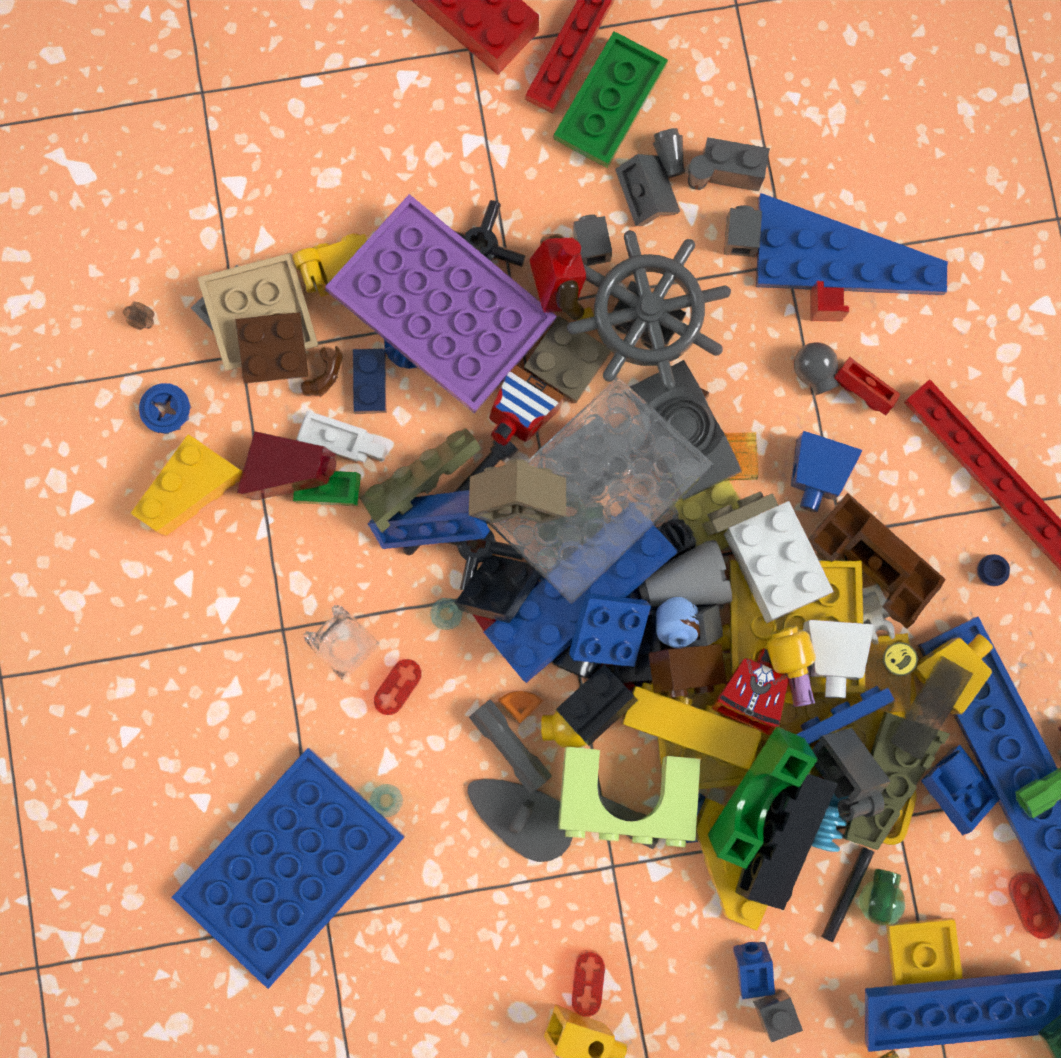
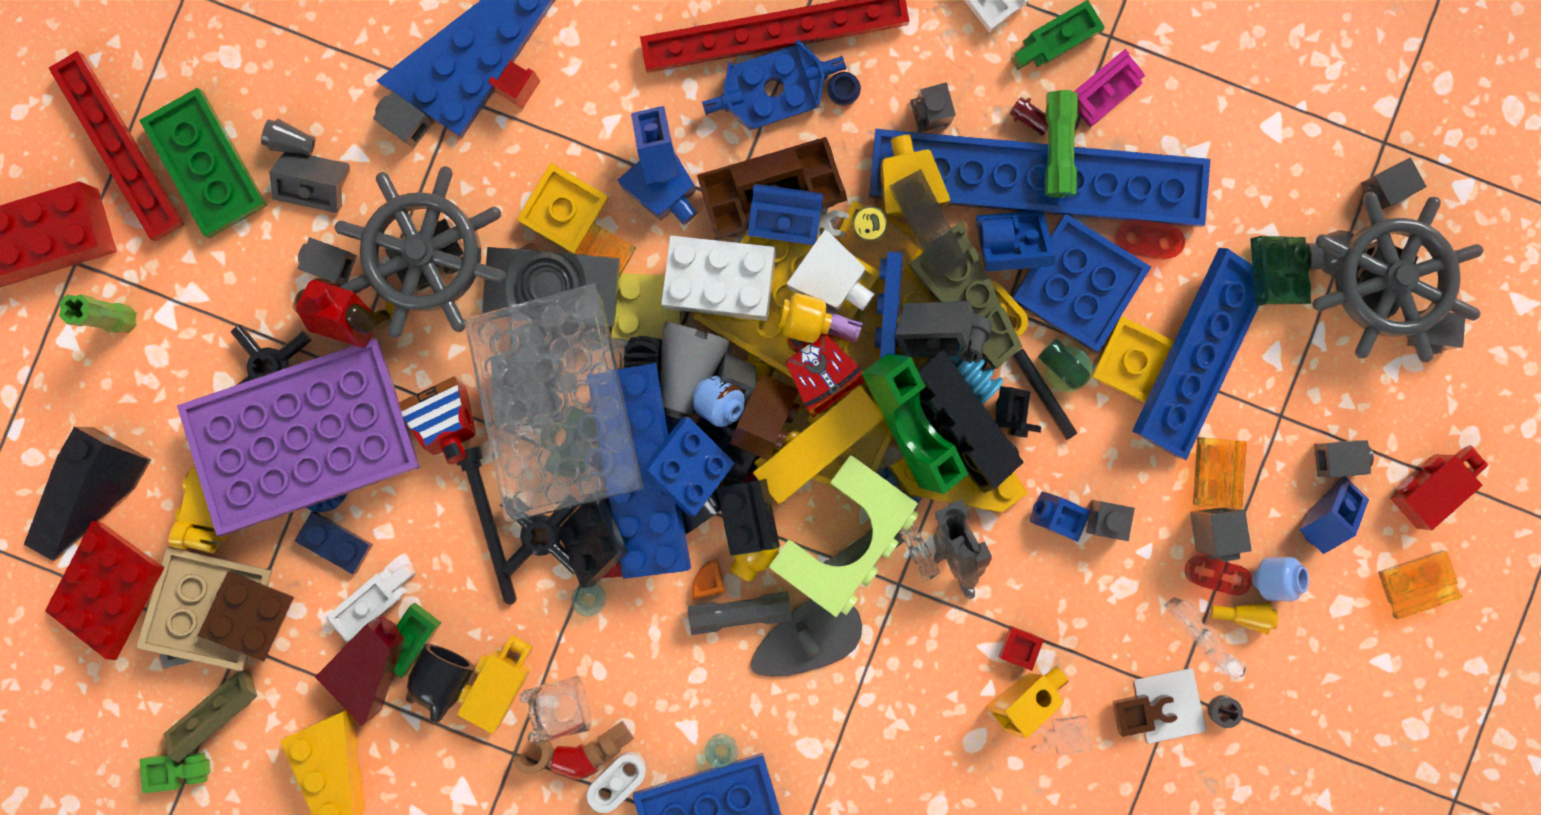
camera: 60 degrees left, 5 degrees up
(107, 359) = (165, 774): none -> bright green plate
(139, 315) = (142, 719): clear smoke plate -> none
(162, 394) = (230, 739): blue gear -> none
(173, 366) = (209, 715): none -> olive plate
(226, 225) = (104, 590): none -> red plate
(296, 160) = (82, 487): none -> black wedge
(309, 531) = (438, 680): none -> black piece
(310, 687) = (581, 760): none -> medium nougat piece
(310, 729) = (618, 781): none -> white plate
(322, 384) = (309, 586): reddish brown piece -> none
(331, 581) = (496, 686): none -> yellow brick
(392, 682) = (620, 686): clear red beam -> none
(420, 476) = (449, 550): olive wing -> none
(432, 521) = (492, 566): blue panel -> none
(444, 81) = (88, 311): none -> bright green axle
(519, 492) = (511, 477): dark tan brick -> none
(567, 360) = (424, 351): dark tan plate -> none
(580, 981) = (979, 673): clear red beam -> none
(623, 1004) = (1021, 648): none -> red plate
(651, 867) = (920, 552): none -> clear axle
(679, 899) = (959, 547): none -> dark grey animal
(729, 165) = (331, 94): dark grey hinge -> none
(748, 508) = (655, 272): dark tan plate -> none
(751, 401) = (562, 208): none -> yellow plate
(816, 366) = (567, 130): dark grey piece -> none
(816, 876) = (1013, 411): none -> black bracket
(852, 445) = (655, 145): none -> blue slope
(863, 584) = (785, 214): none -> blue plate
(867, 386) = (612, 96): red plate -> none
(958, 873) = (1084, 287): none -> blue plate
(983, 520) = (793, 67): none -> blue plate
(1026, 654) = (933, 107): none -> dark grey brick

